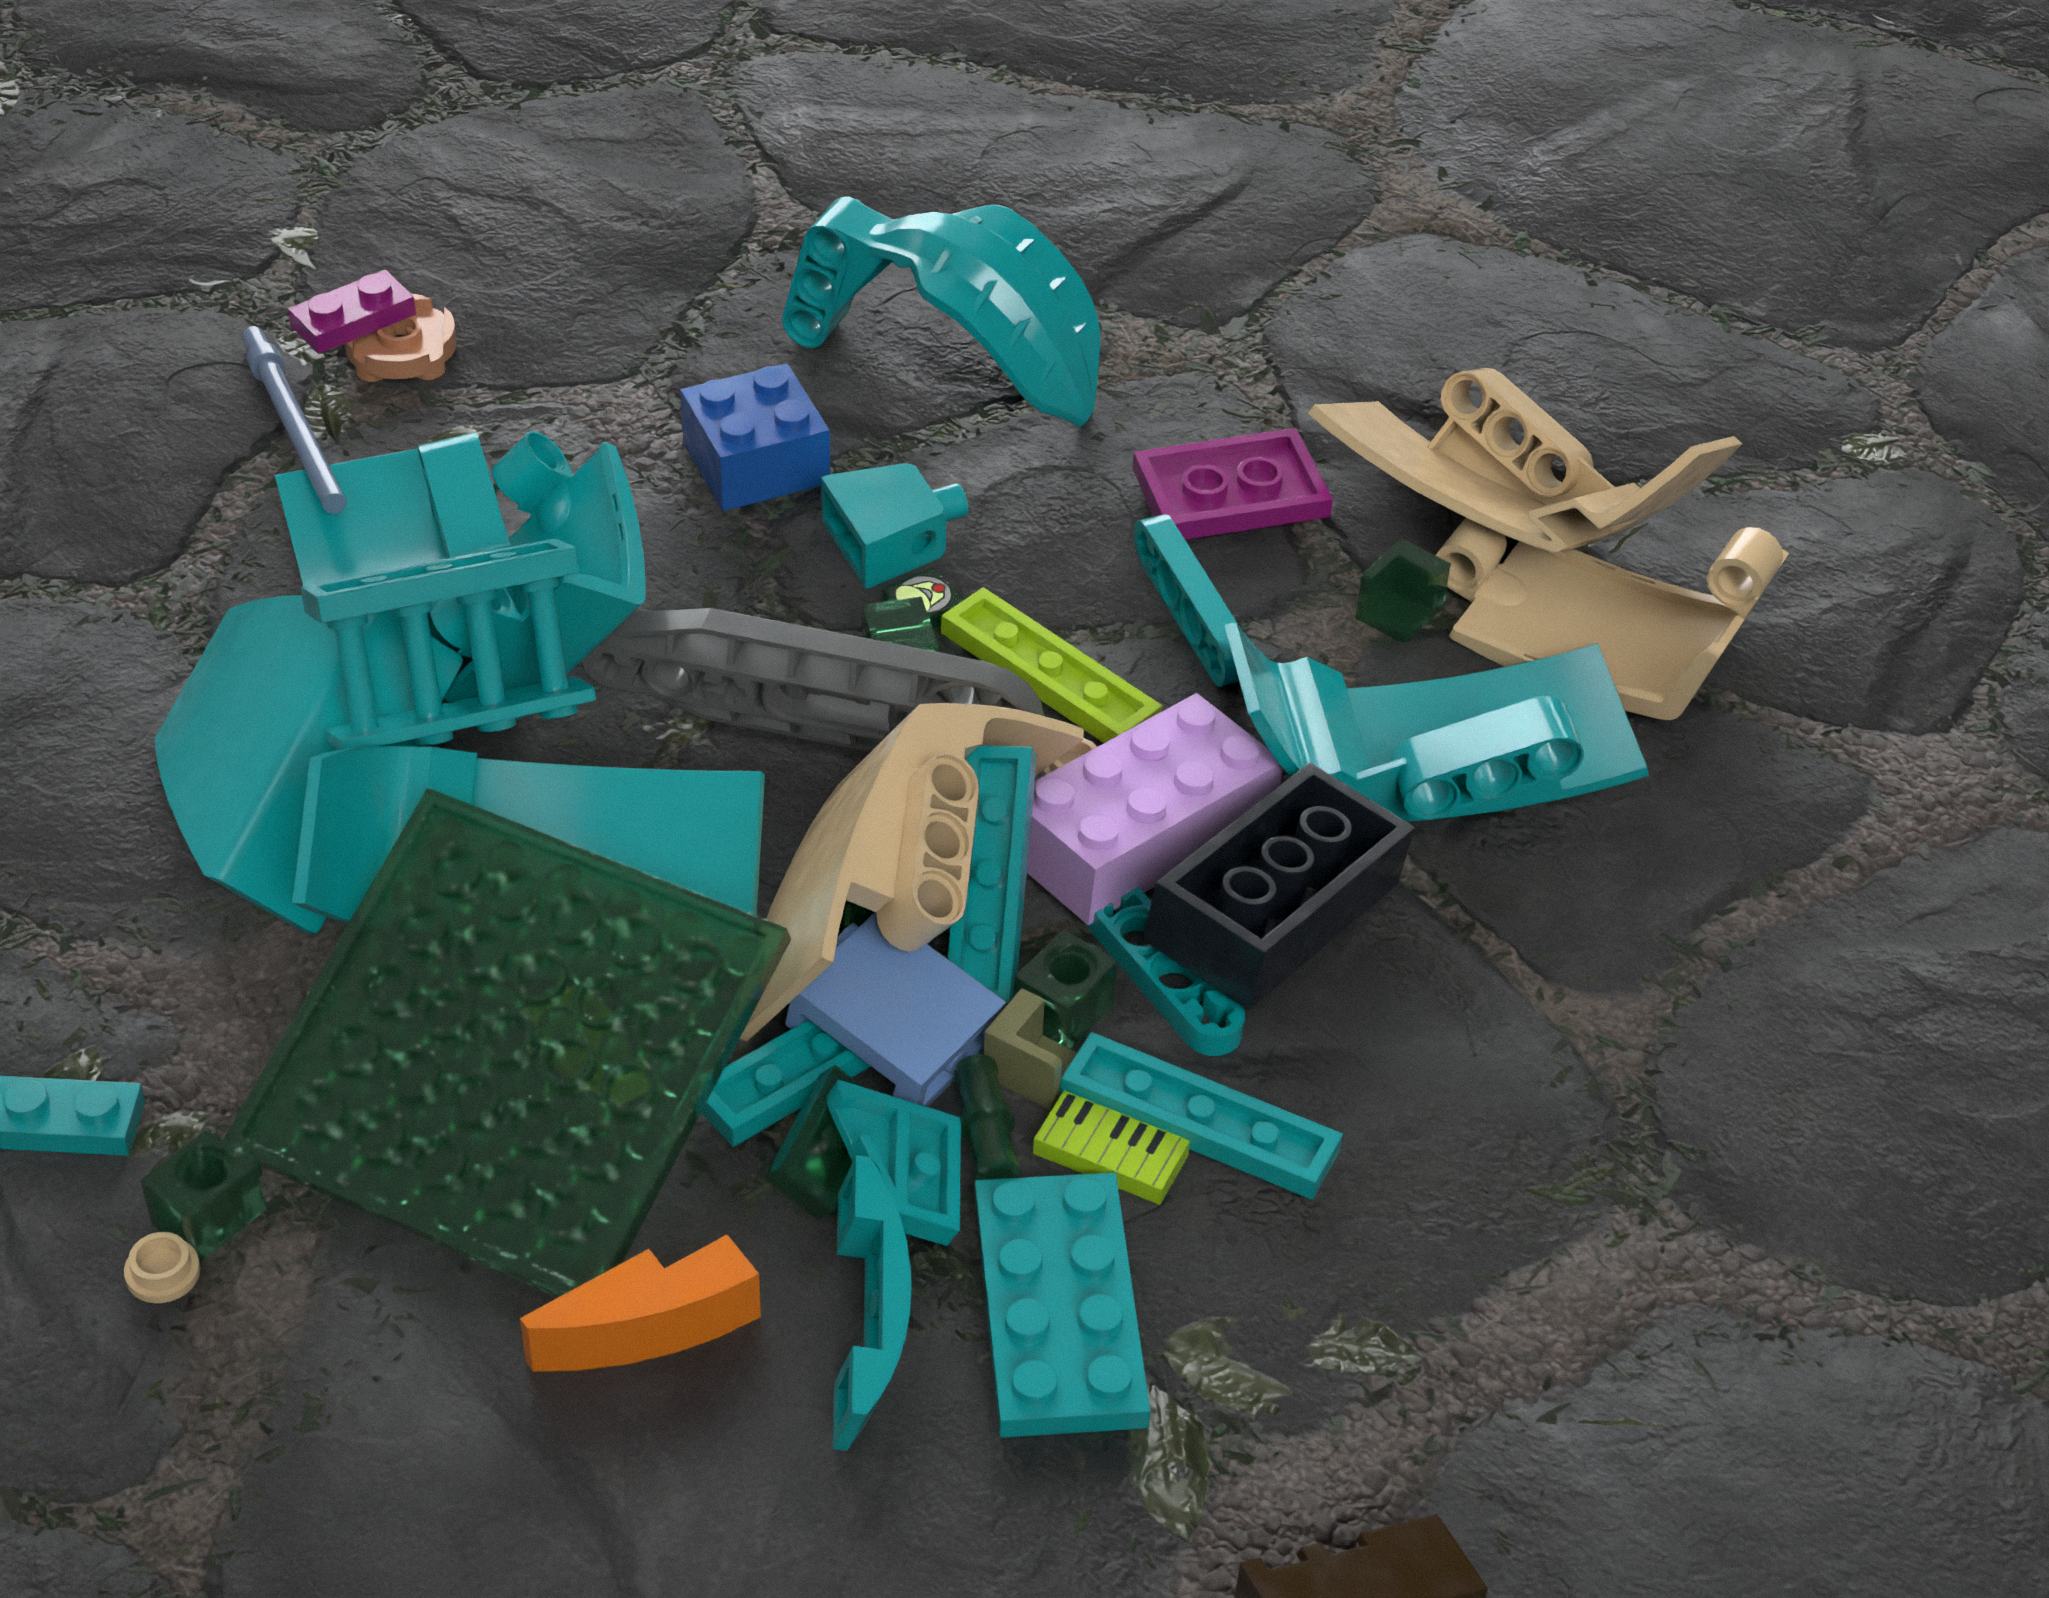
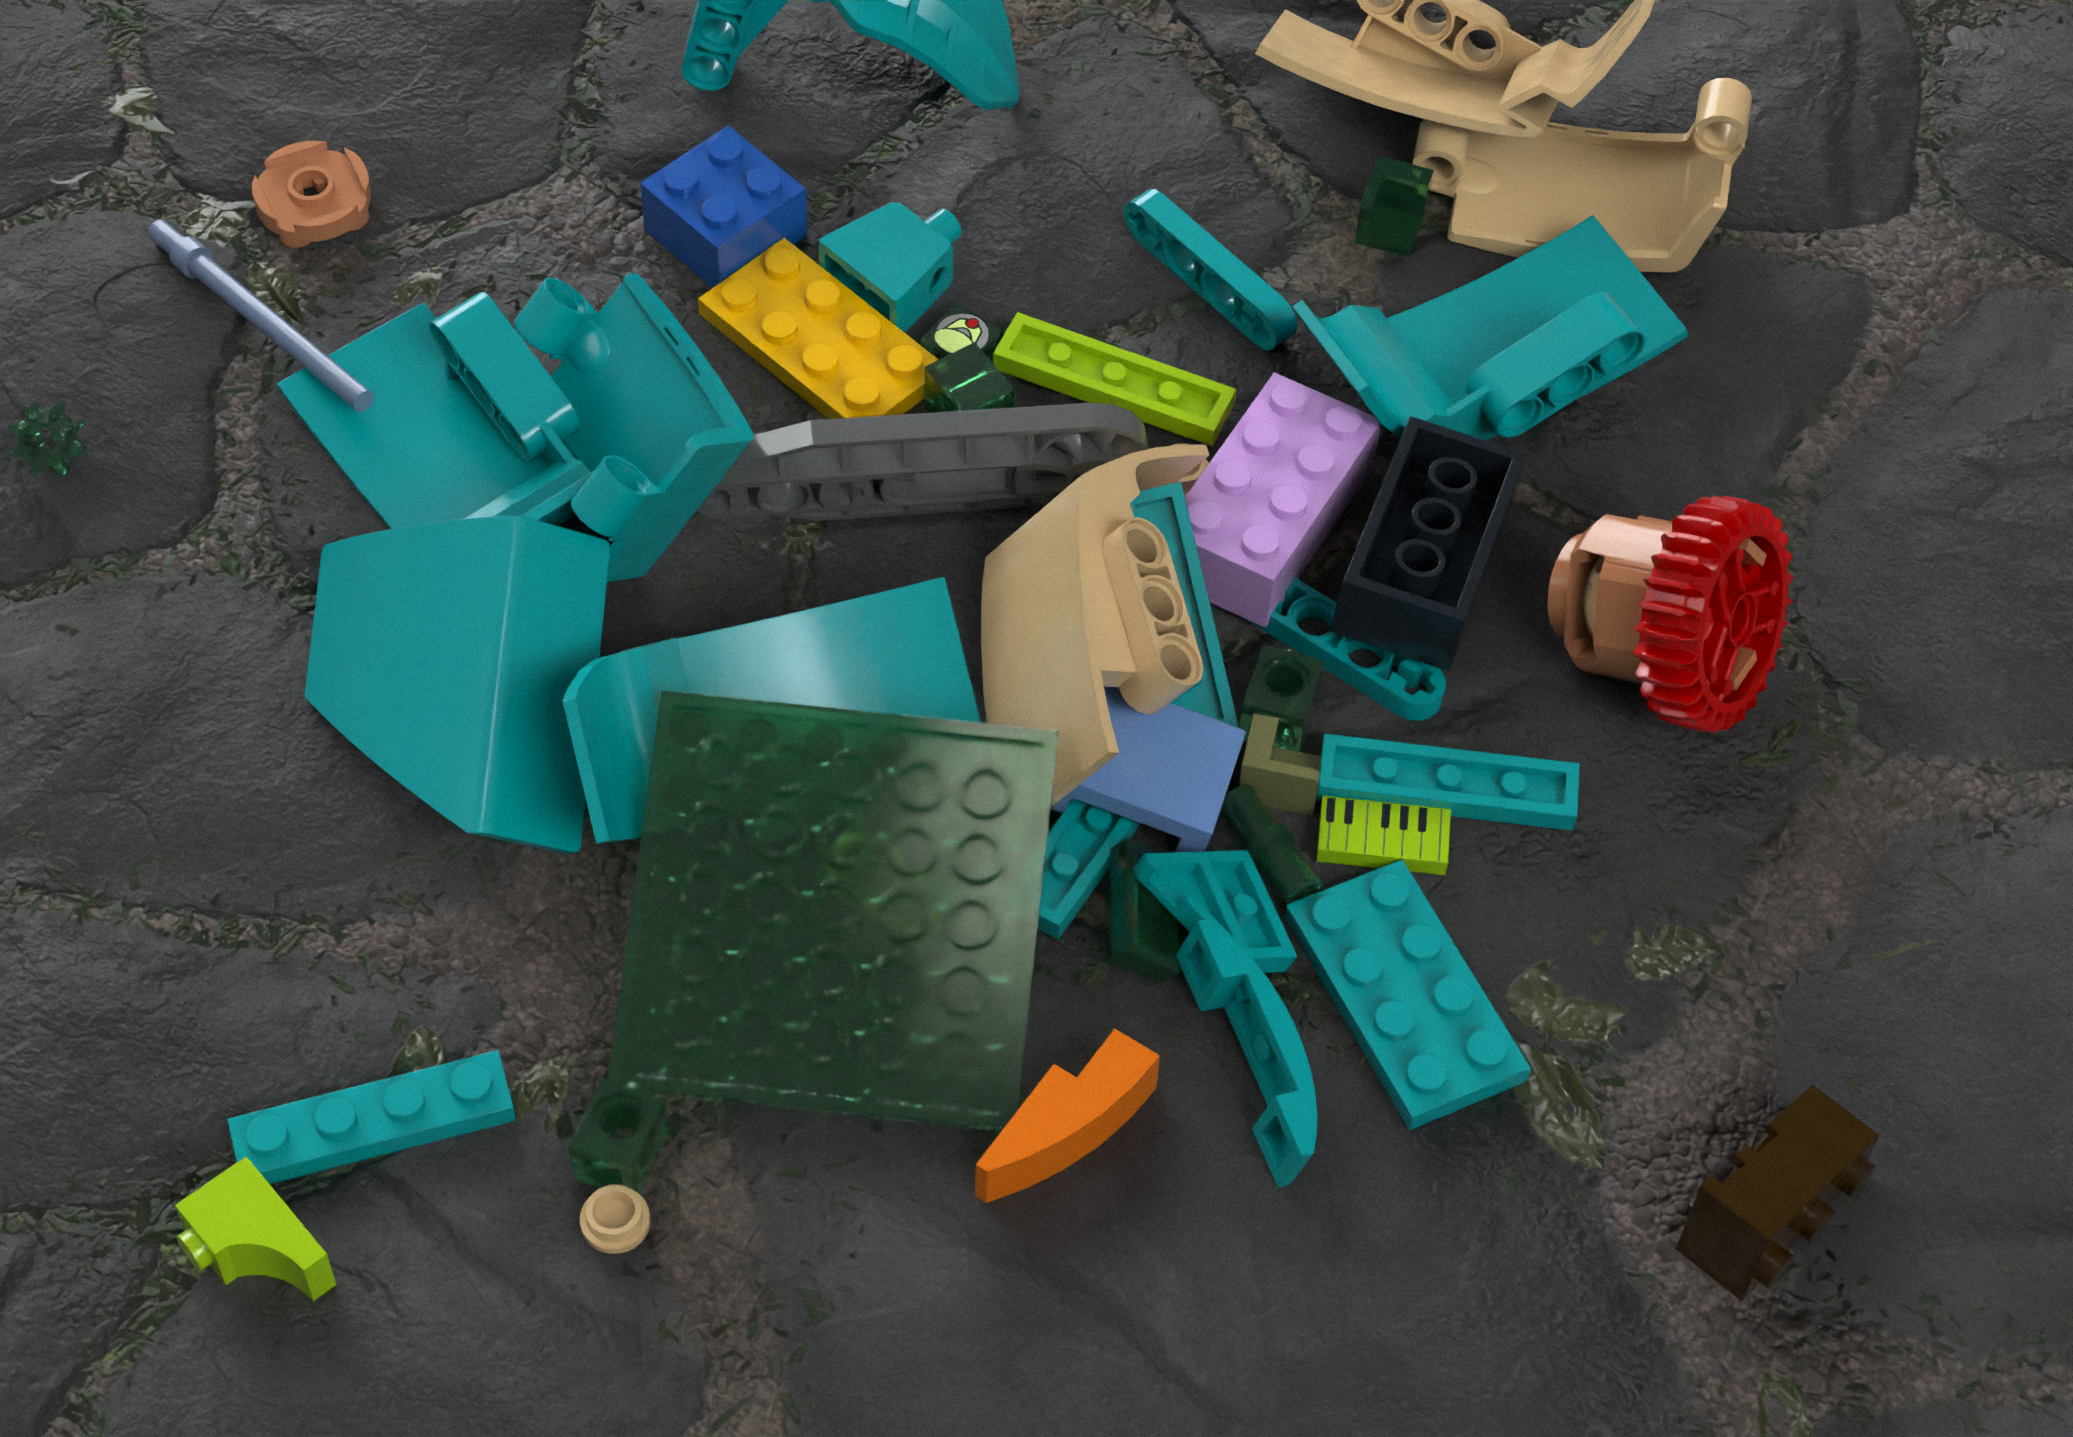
camera: 20 degrees left, 10 degrees up
(51, 467) = (31, 441): none -> clear green gear
(351, 311) = (258, 180): magenta plate -> none
(410, 596) = (574, 506): teal fence -> none
(787, 556) = (818, 336): none -> yellow plate
(1233, 483) = (1189, 133): magenta plate -> none
(1510, 1008) = (1678, 606): none -> red piece

